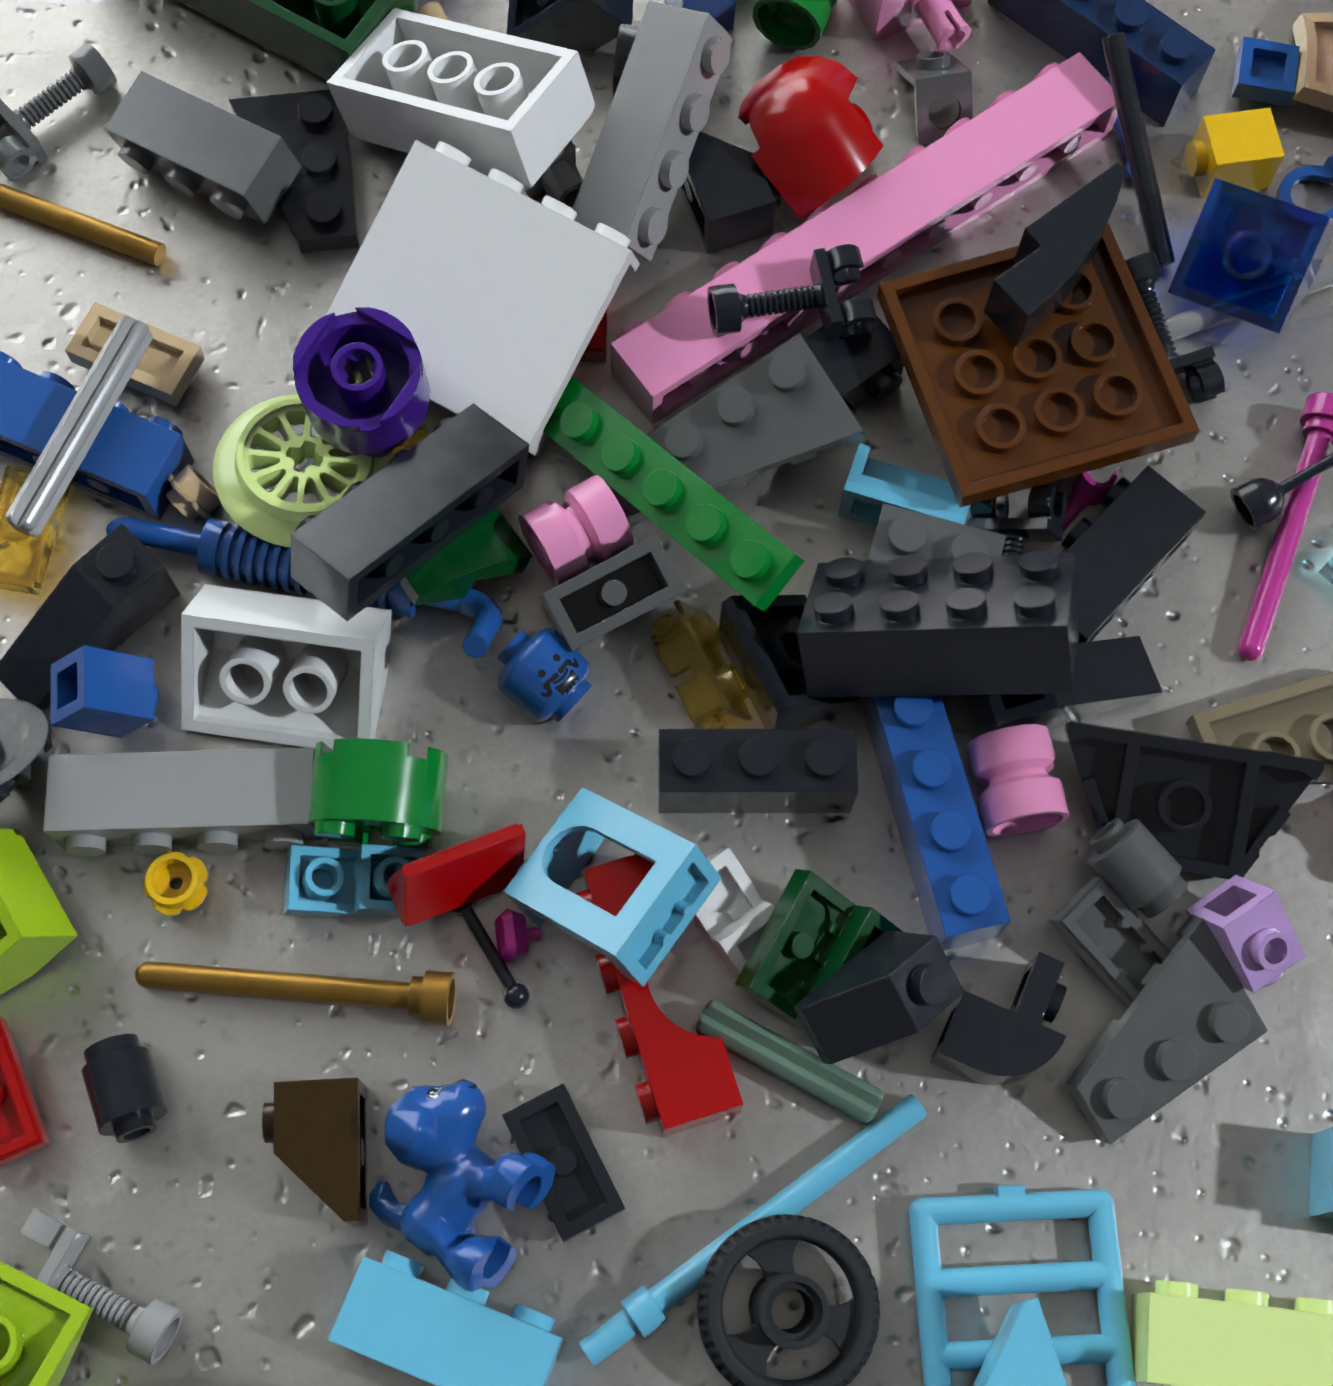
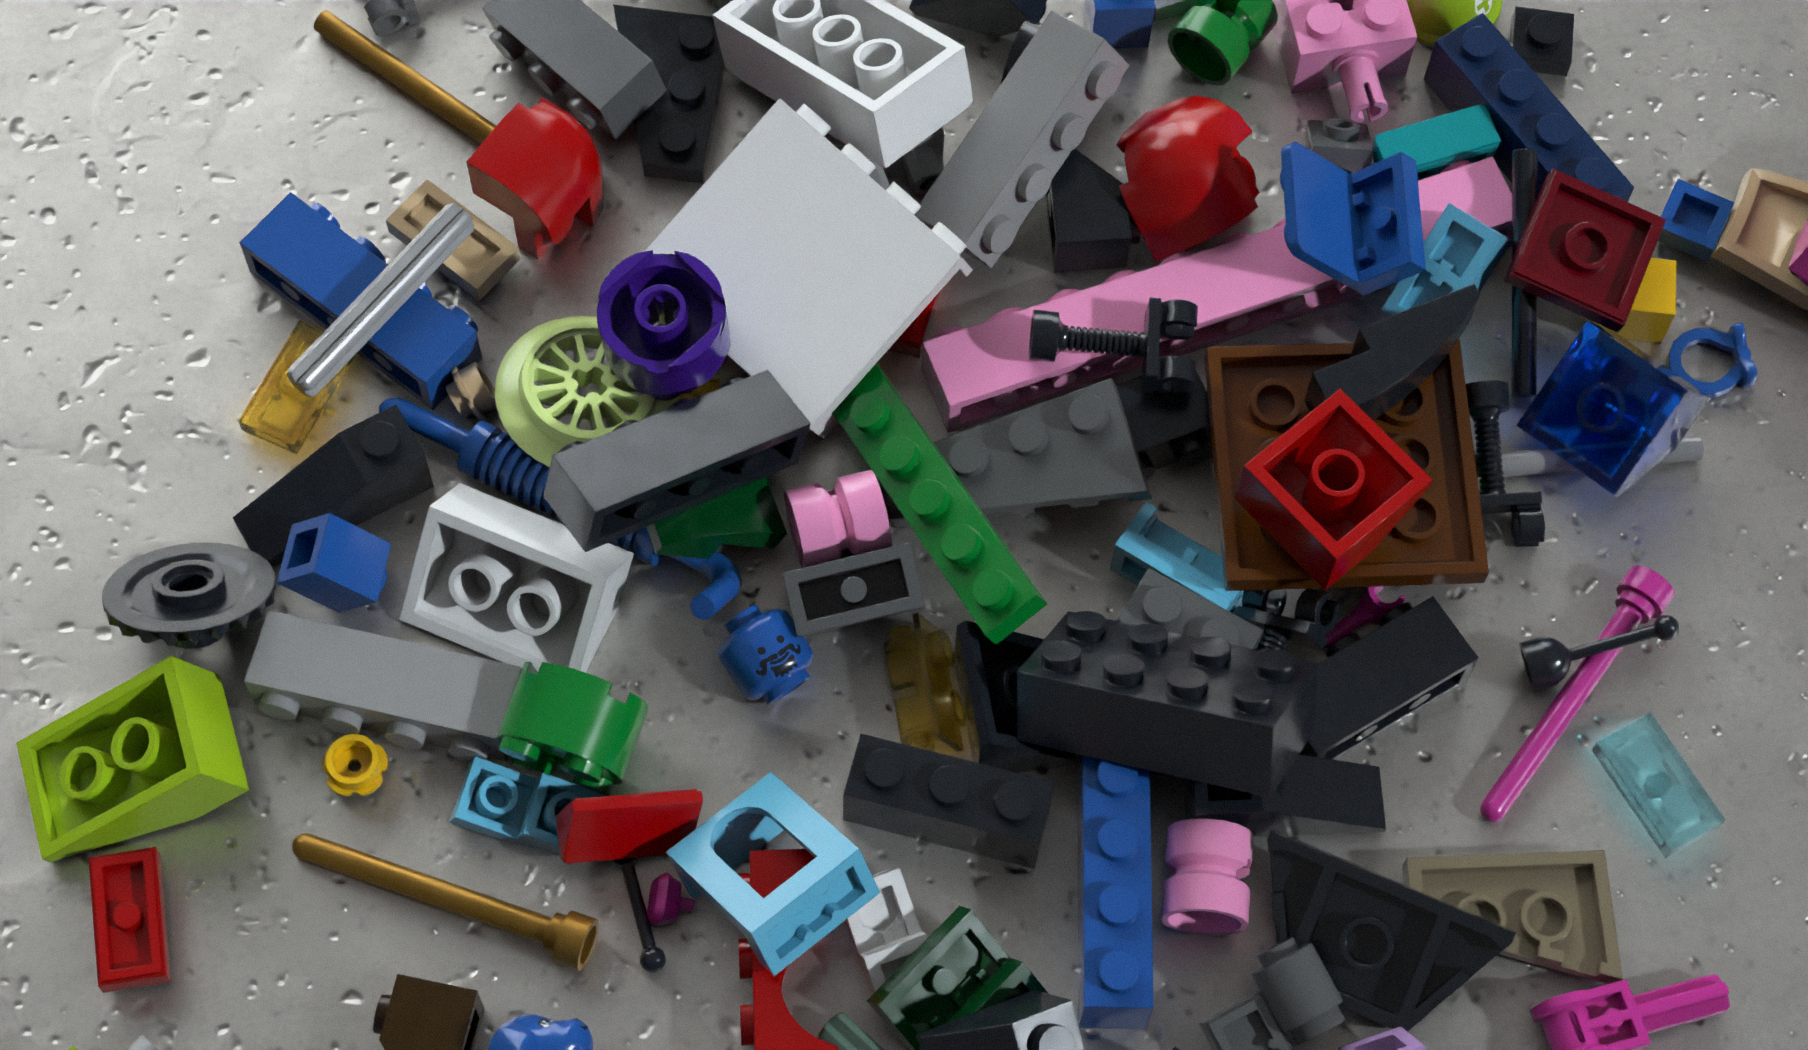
camera: 15 degrees right, 5 degrees down
(123, 1088) = (253, 945): black brick -> none
(201, 268) = (540, 173): none -> red brick
(986, 136) = (1356, 224): none -> blue bracket
(1021, 55) = (1441, 140): none -> teal slope
(1043, 384) = (1331, 488): none -> red slope
(1072, 155) = (1456, 254): none -> medium azure hinge
(1191, 115) = (1585, 250): none -> dark red tile

